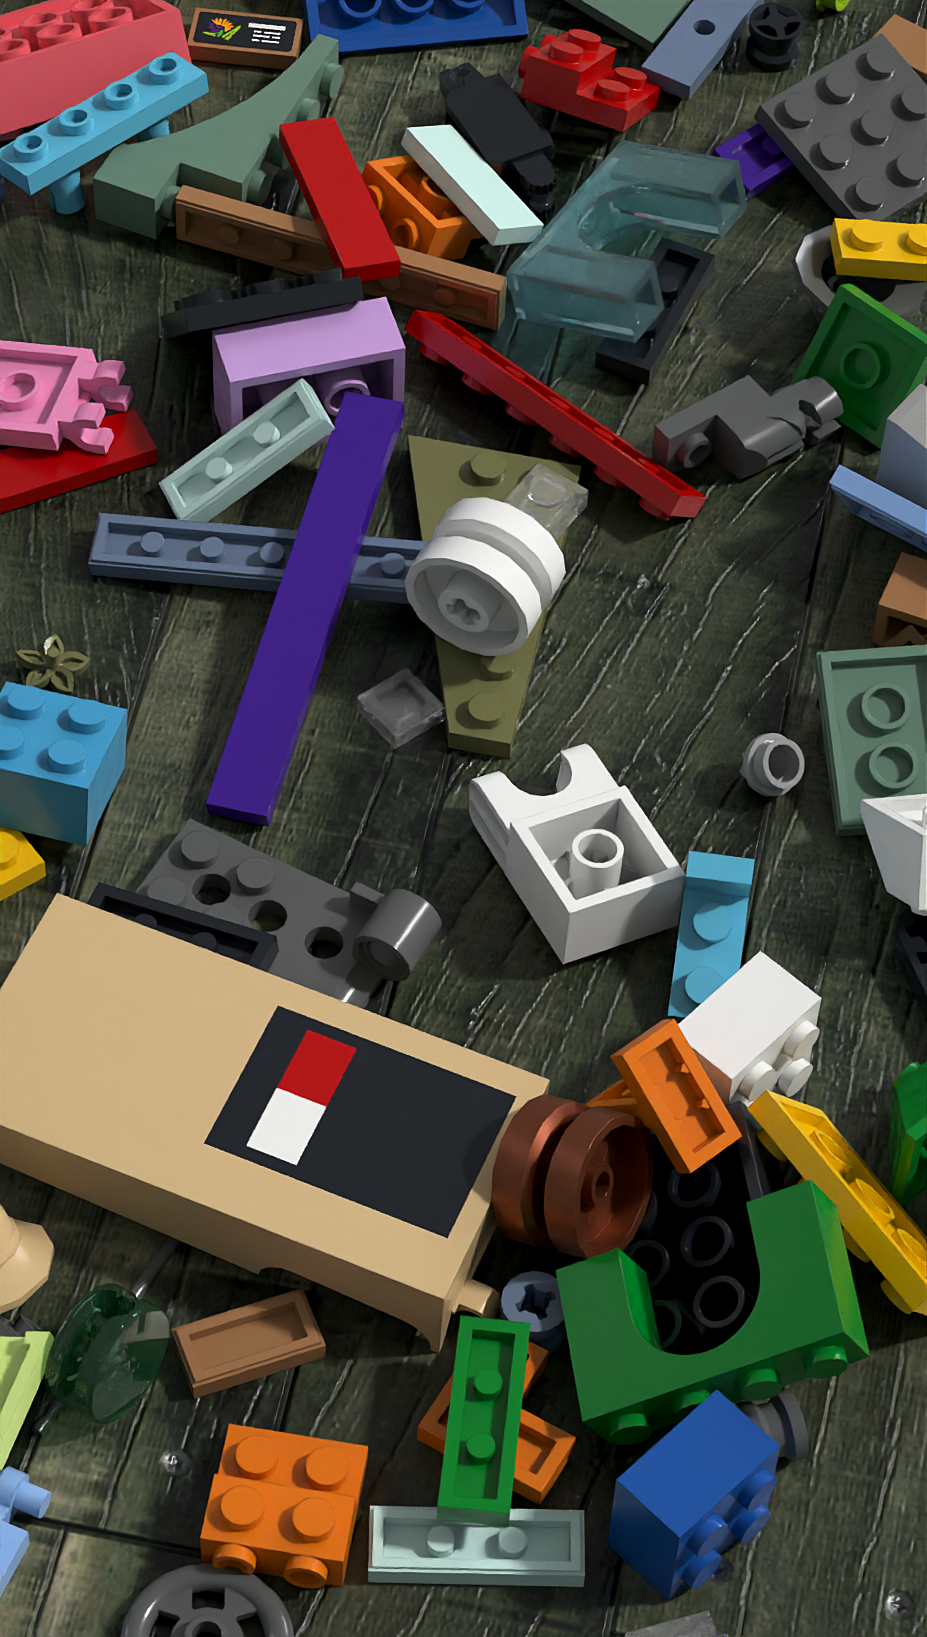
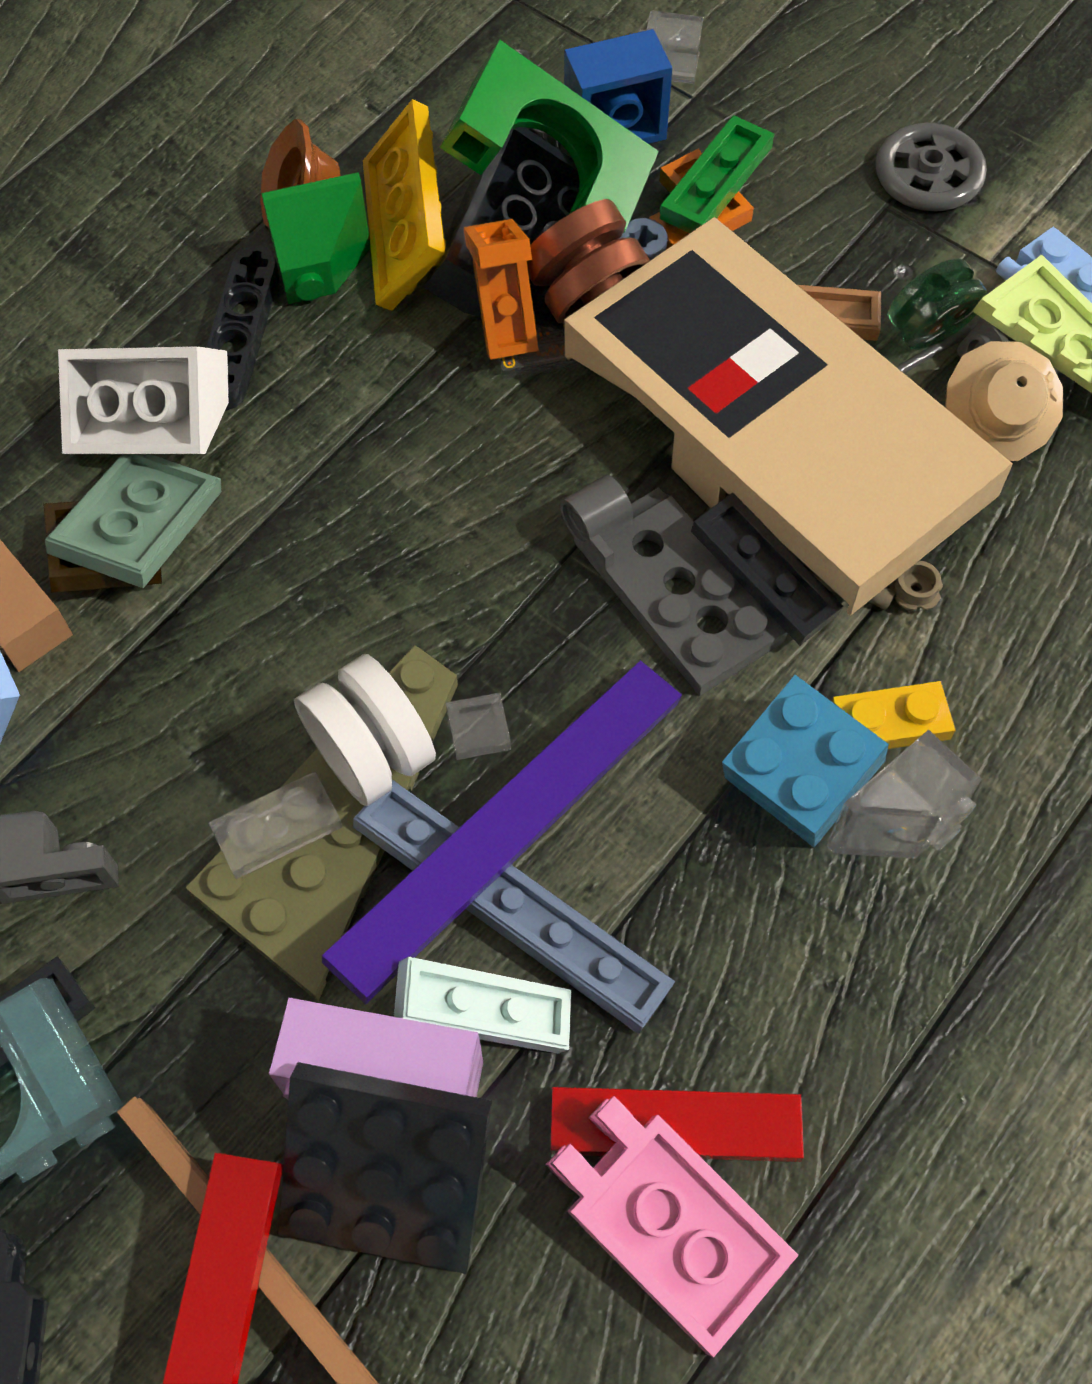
camera: 150 degrees left, 10 degrees up
(53, 666) = (750, 893): olive plant -> none
(284, 1506) = (854, 209): orange plate -> none
(416, 209) = (112, 1282): orange plate -> none
(471, 185) = (67, 1270): light aqua tile -> none
(534, 1550) = (780, 172): light aqua tile -> none
(571, 428) = (175, 962): red plate -> none
(580, 856) = (424, 514): white brick -> none
(709, 928) = (362, 424): medium azure bracket -> none
(755, 1032) = (413, 319): white brick -> none
(772, 764) = (234, 540): light grey plate -> none

